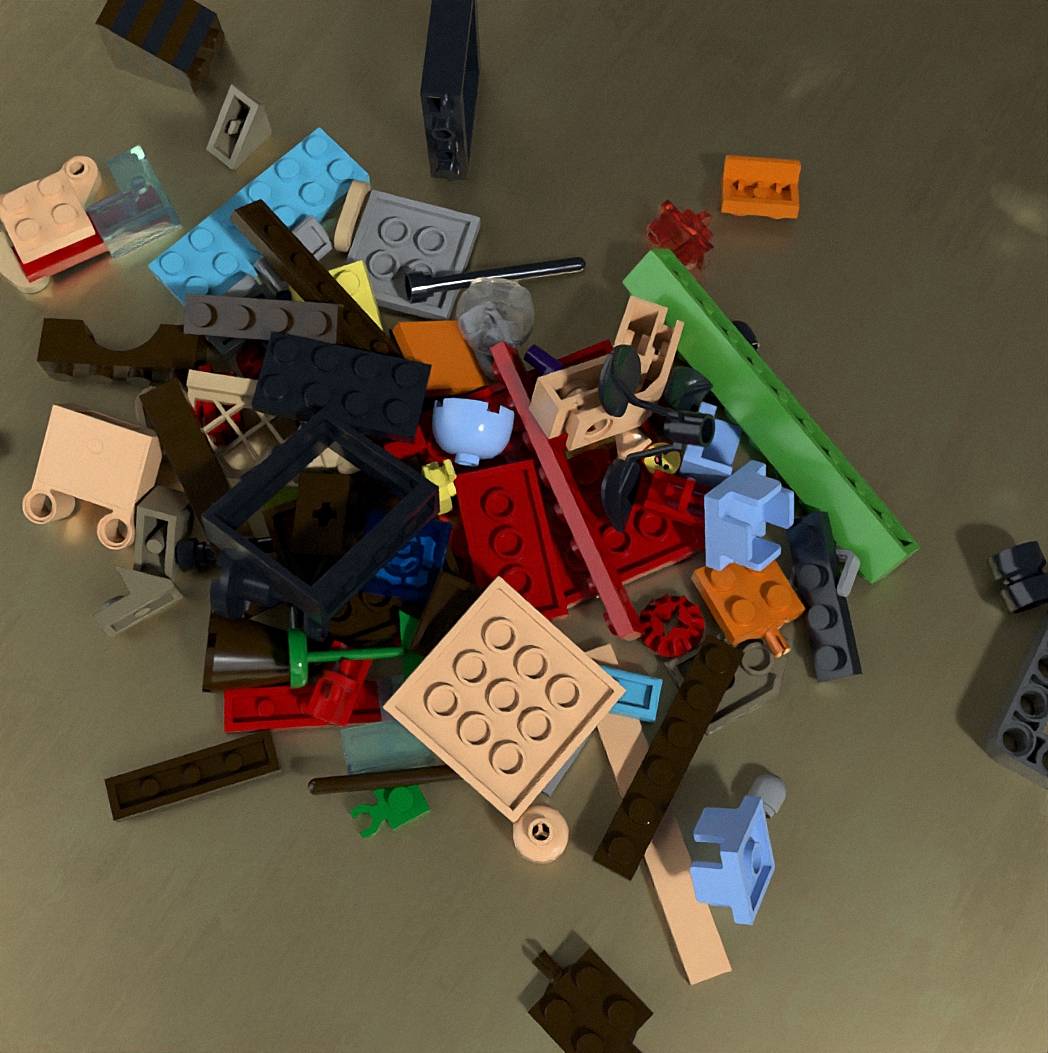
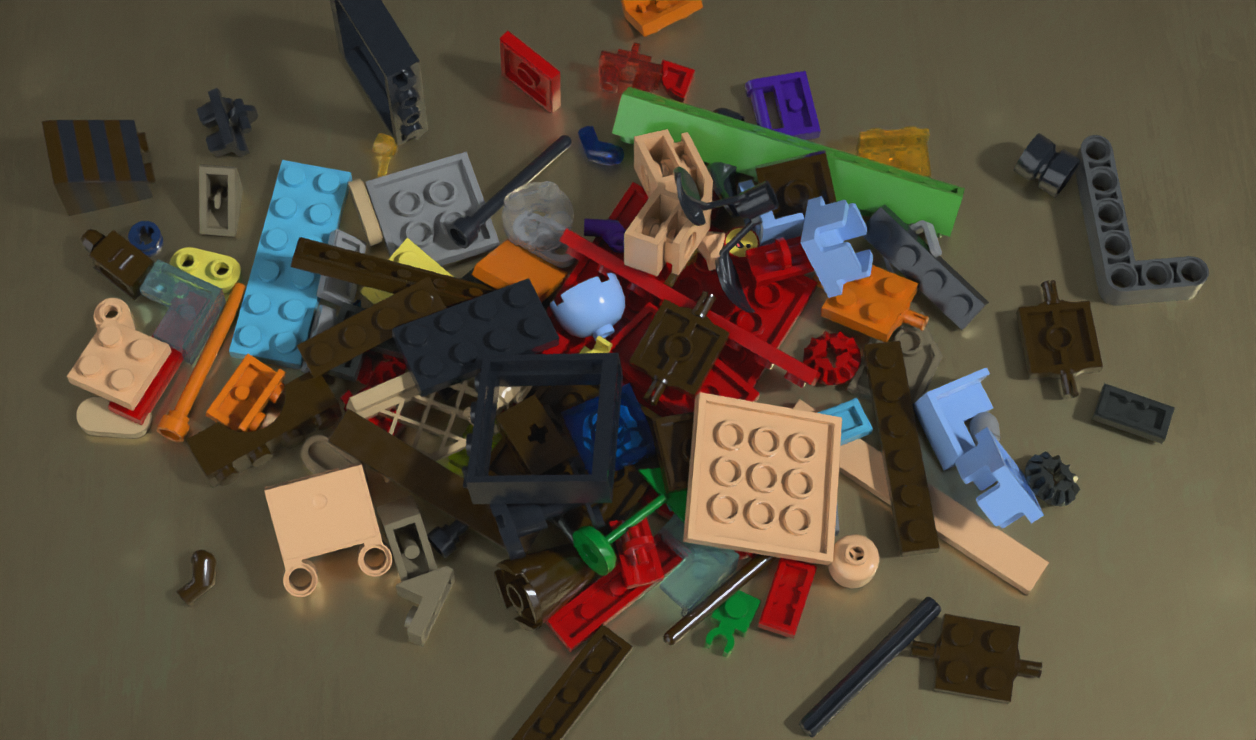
camera: 40 degrees left, 5 degrees down
(58, 298) = (175, 423): none -> orange piece
(115, 123) = (118, 260): none -> dark brown piece
(129, 314) = (246, 395): none -> orange bracket
(149, 120) = (150, 228): none -> dark blue bush
(184, 181) = (206, 267): none -> light yellow plate
(299, 66) = (232, 119): none -> black hips
(417, 174) = (387, 147): none -> clear yellow hand
(455, 824) = (787, 597): none -> red plate
(484, 945) = (870, 667): none -> black axle
(520, 521) = (679, 348): none -> dark brown plate
(586, 179) = (530, 72): none -> red tile
(601, 292) = (599, 151): none -> clear blue arm
(724, 271) = (676, 80): none -> red tile
(737, 752) = (946, 410): none -> light blue panel
(752, 433) = (797, 181): none -> dark brown plate
(781, 886) = (1042, 484): none -> pearl dark grey gear
(815, 362) = (792, 100): none -> dark purple plate
(884, 468) = (897, 148): none -> clear yellow bracket
(908, 757) = (1059, 339): none -> dark brown plate
(929, 881) = (1133, 413): none -> pearl dark grey plate

